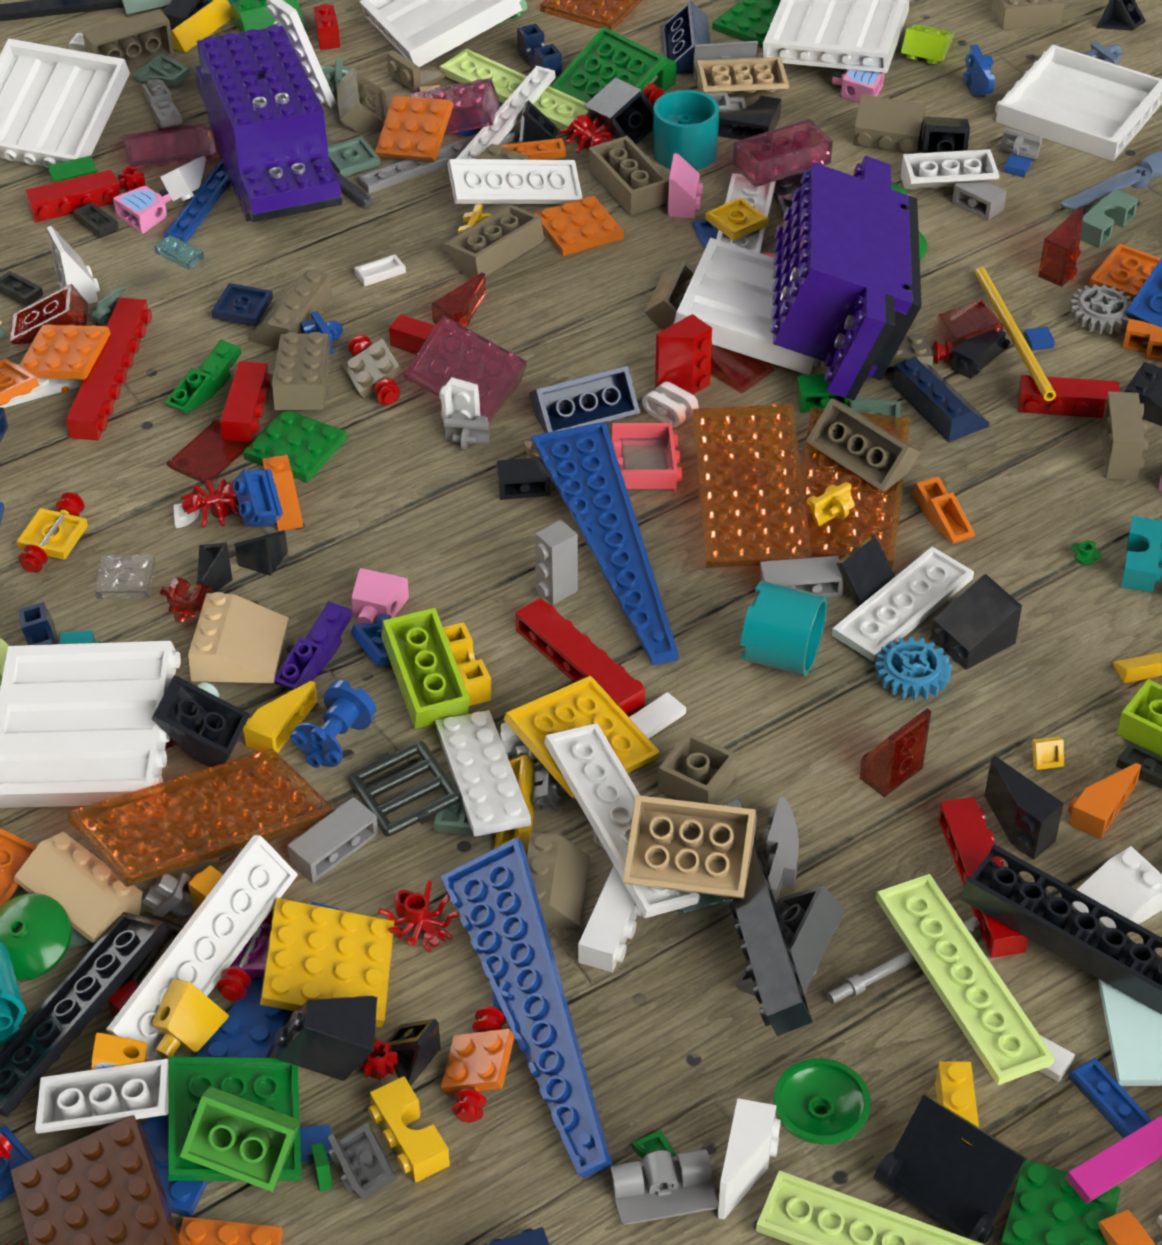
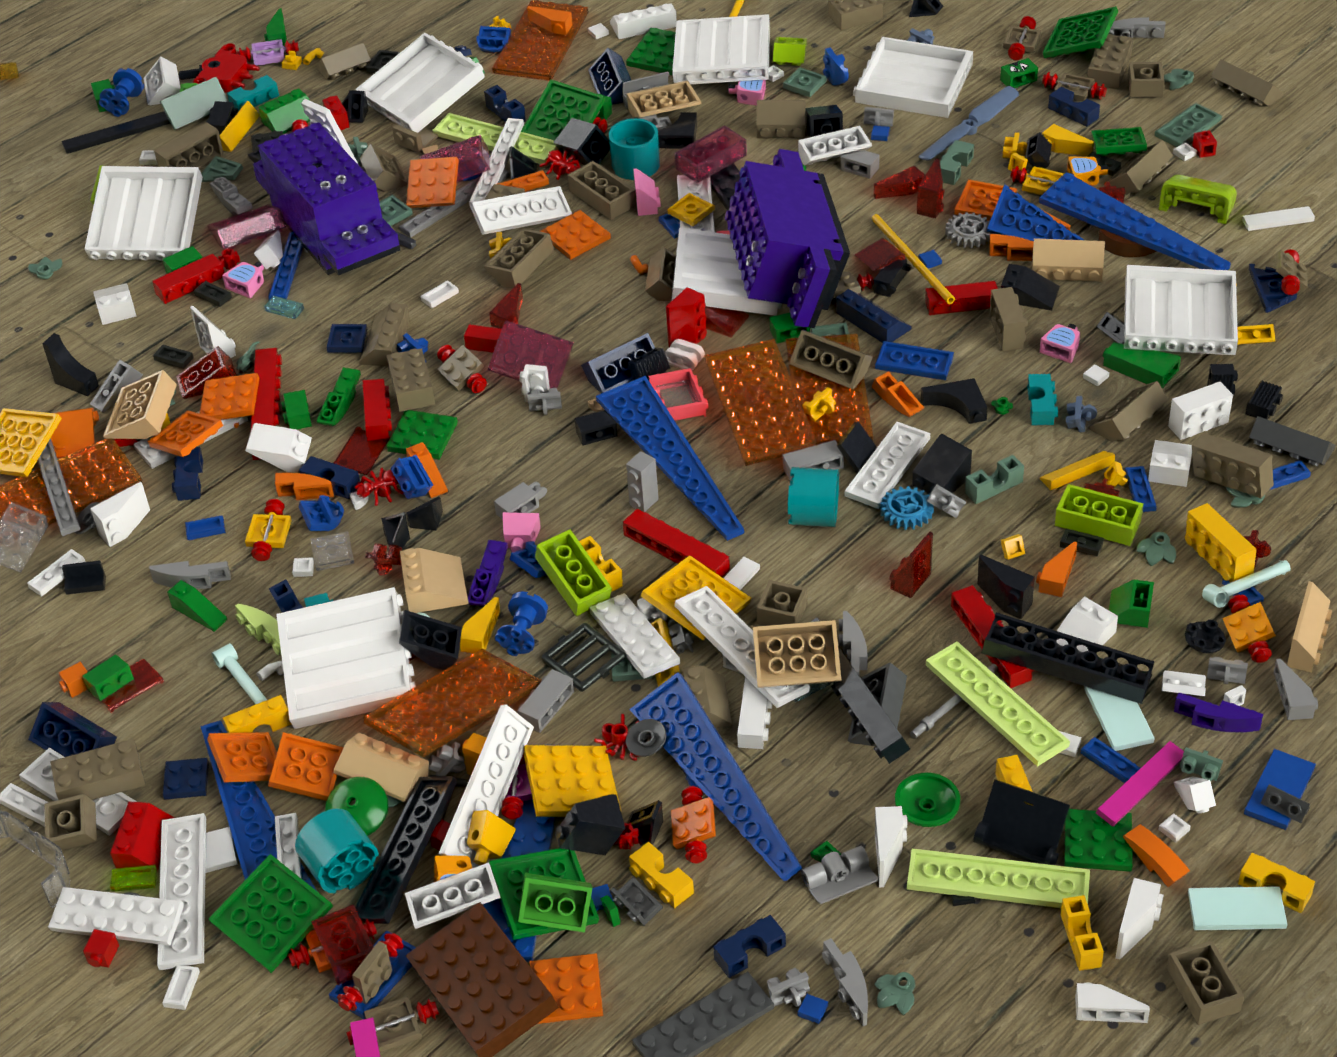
camera: 10 degrees left, 0 degrees up
(80, 590) = (303, 567): none -> white tile
(101, 425) = (279, 446): none -> white slope
(116, 483) = (302, 486): none -> orange slope
(128, 525) = (321, 514): none -> blue slope
(144, 468) = (342, 478): none -> dark blue arch
(145, 384) = (296, 409): none -> green brick
(354, 22) = (356, 106): none -> black slope
(392, 555) = (520, 499): none -> light grey brick
(444, 914) = (642, 732): none -> dark grey dish
(619, 407) = (649, 364): none -> black brick
(645, 275) = (641, 269): none -> orange arm
(899, 68) = (775, 73): none -> white tile
(935, 85) = (804, 82): none -> sand green plate
(969, 669) = (946, 501): none -> light grey hips
(981, 469) = (914, 360): none -> blue tile
(1022, 233) = (899, 184): none -> clear red slope
(1029, 528) = (960, 396): none -> black arch
(1066, 650) = (1007, 475): none -> sand green arch

